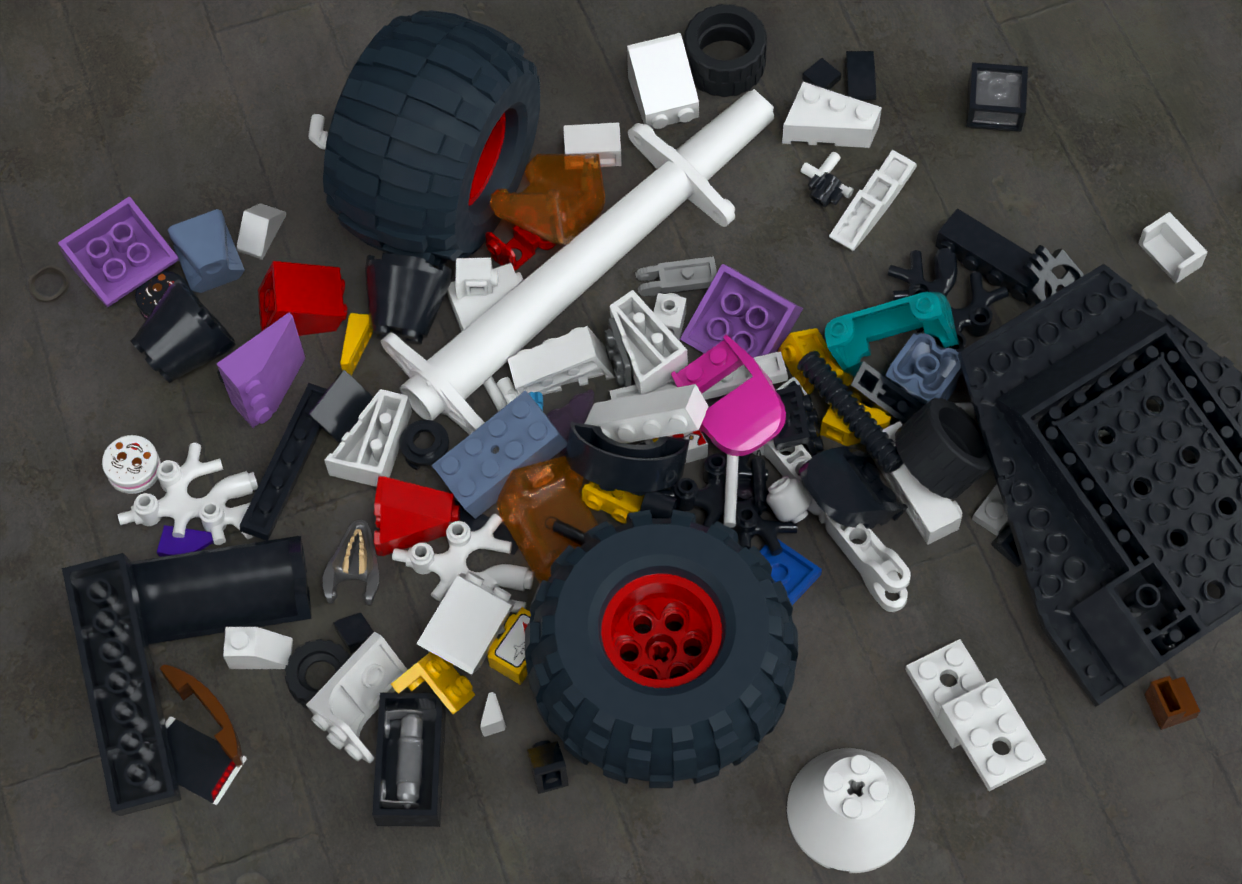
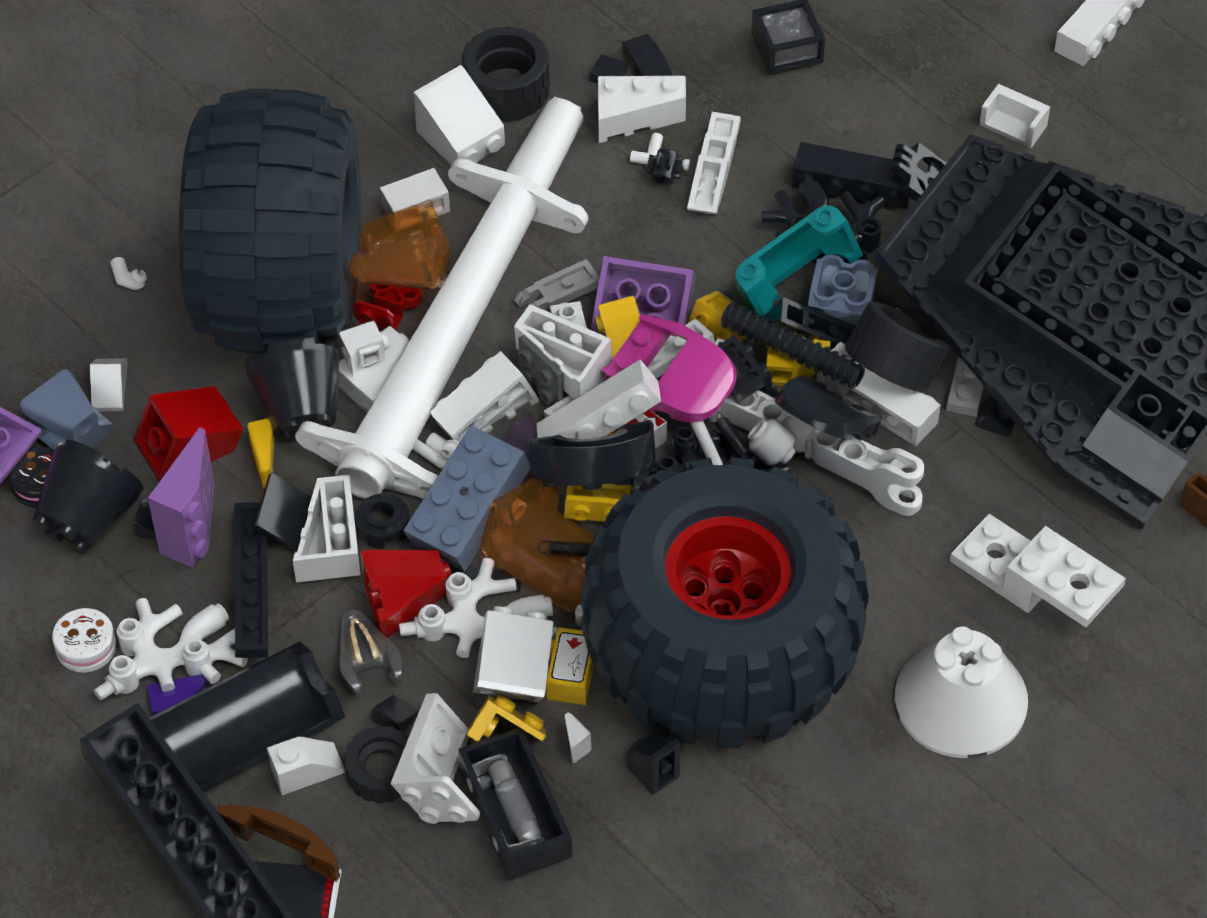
camera: 25 degrees left, 10 degrees down
(707, 331) = (618, 321): none -> yellow slope

